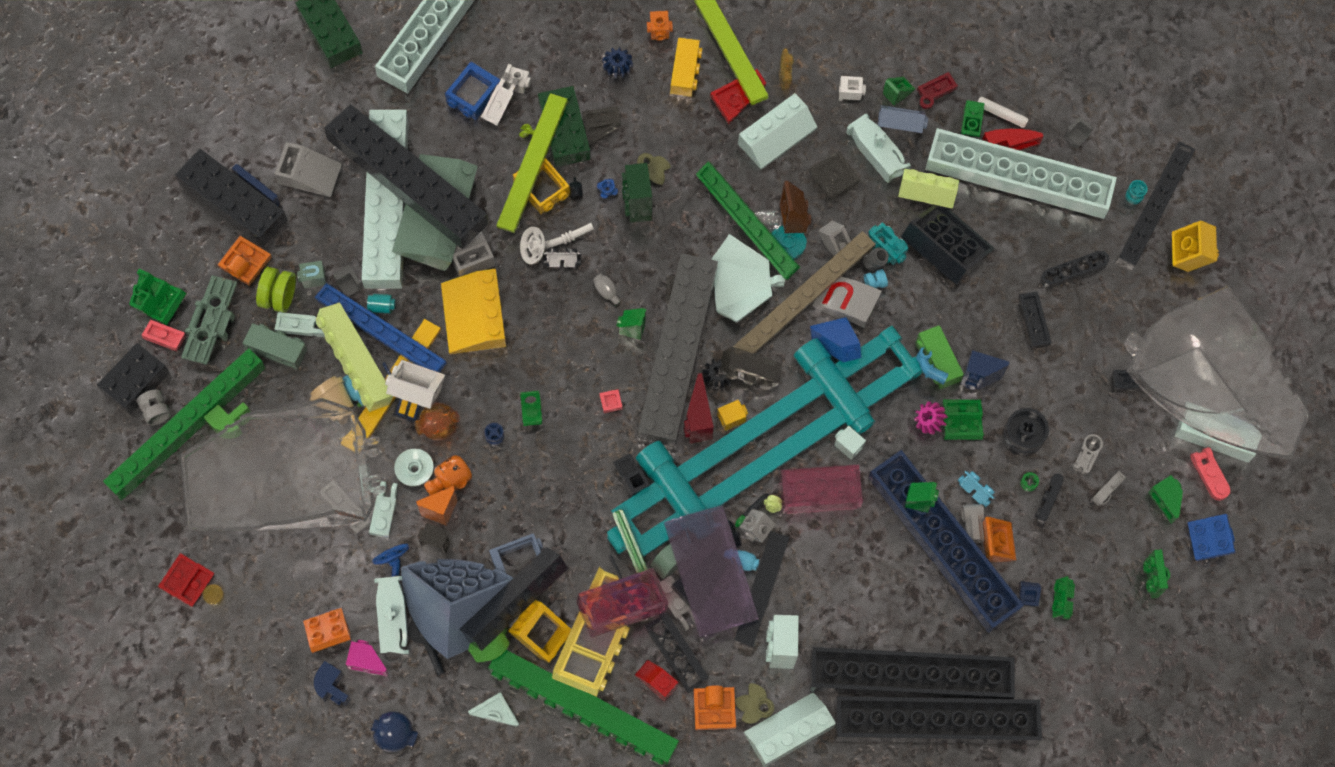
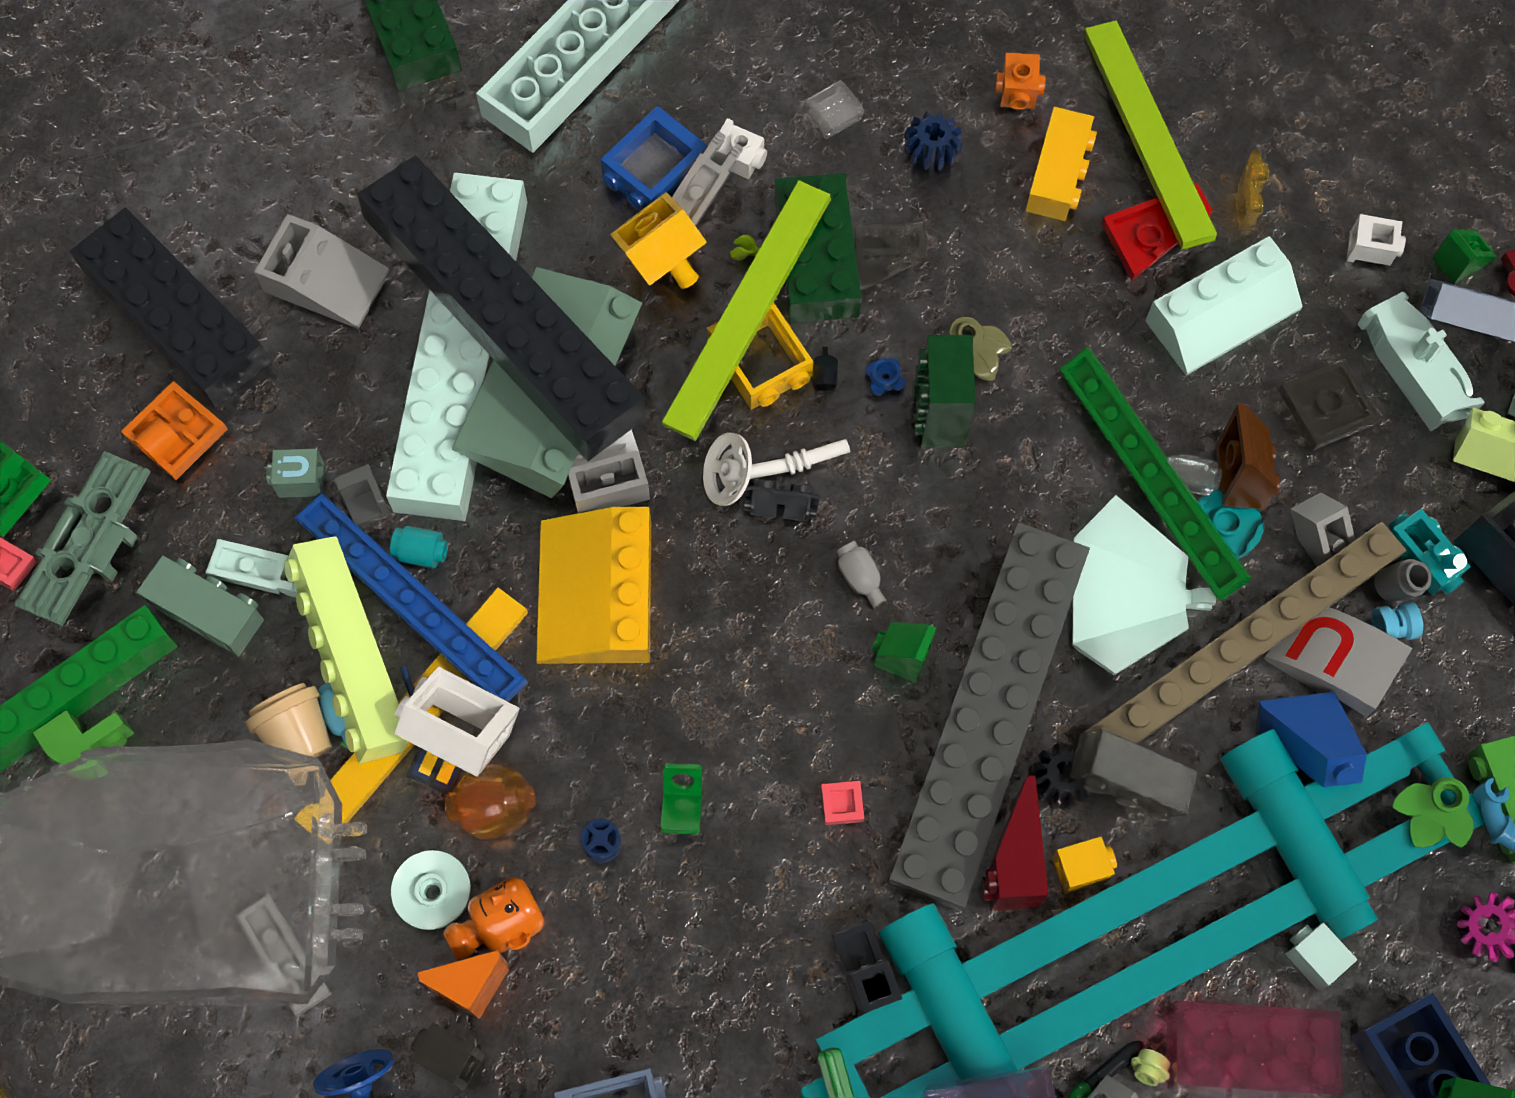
camera: 10 degrees right, 0 degrees up
(256, 184) = (220, 289): dark blue tile -> none
(276, 289) = (219, 495): lime wheel -> none
(384, 512) = (358, 974): light aqua hinge -> none
(482, 133) = (660, 241): none -> yellow brick
(563, 51) = (834, 109): none -> clear piece
(897, 369) = (1433, 818): none -> bright green plate

